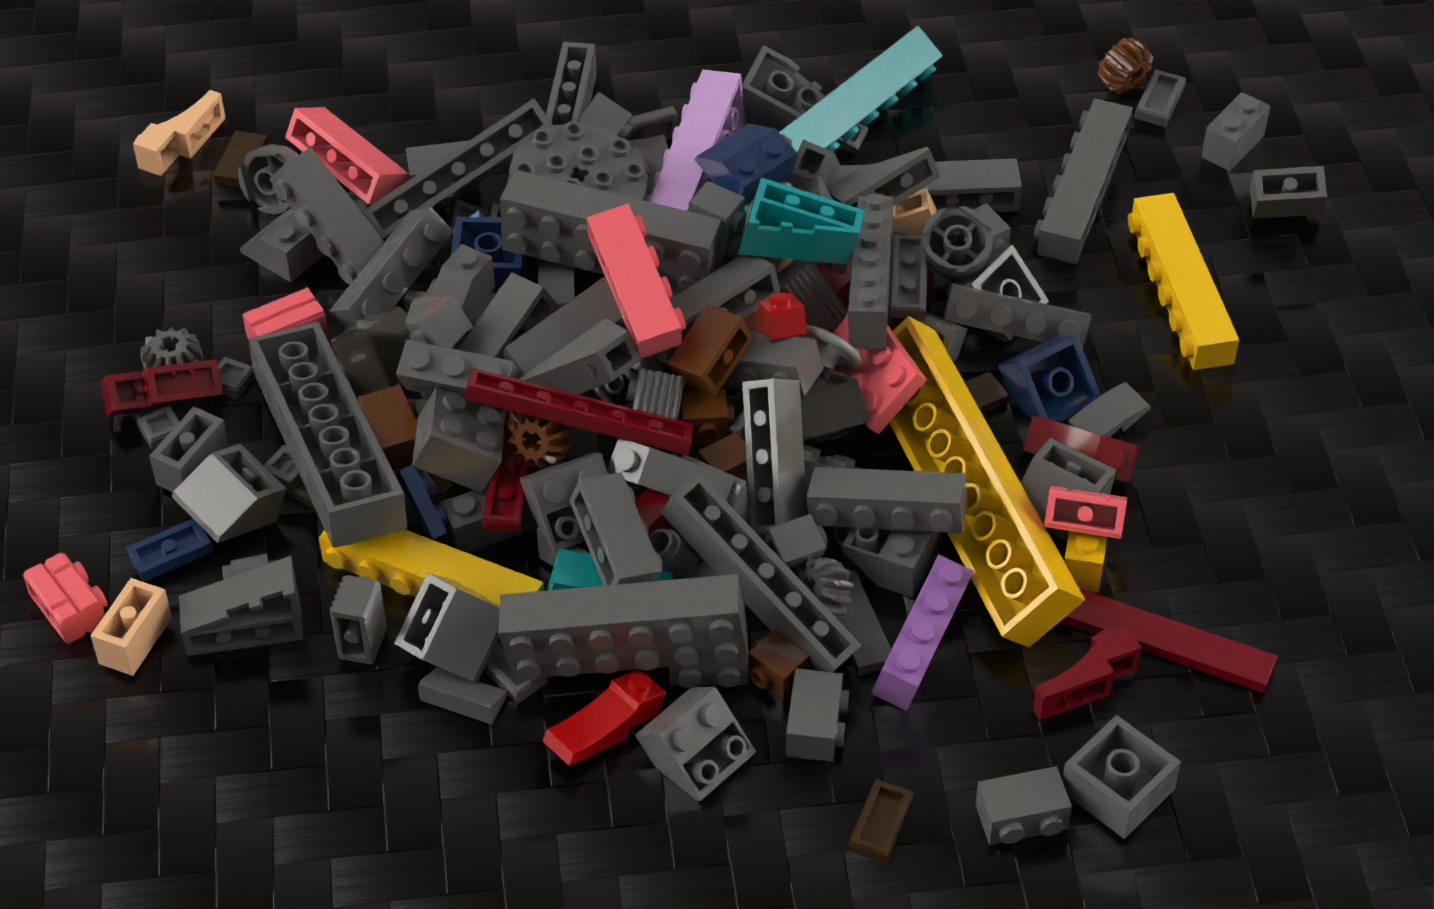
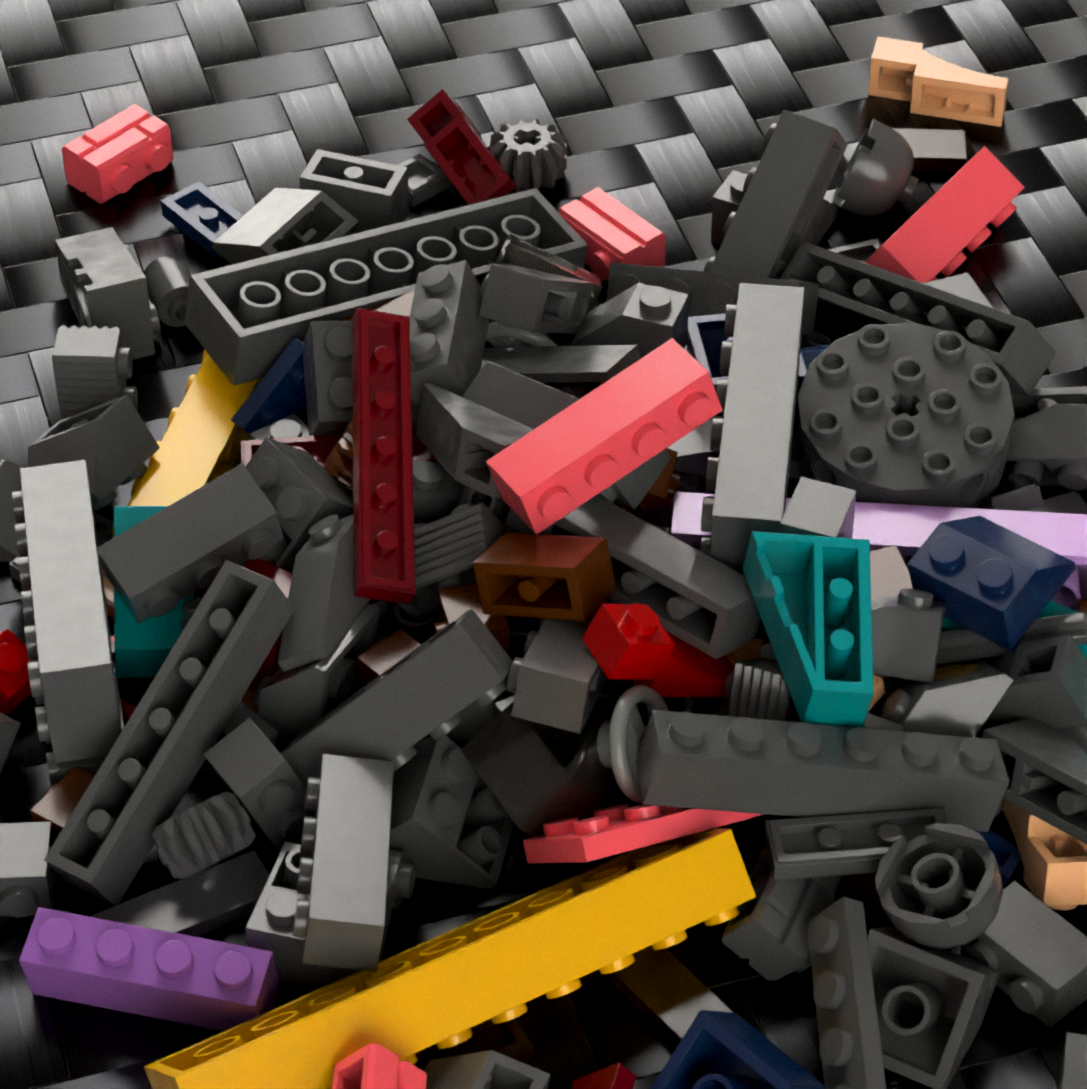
camera: 80 degrees right, 5 degrees down
(131, 626) = (65, 202): light nougat brick -> none

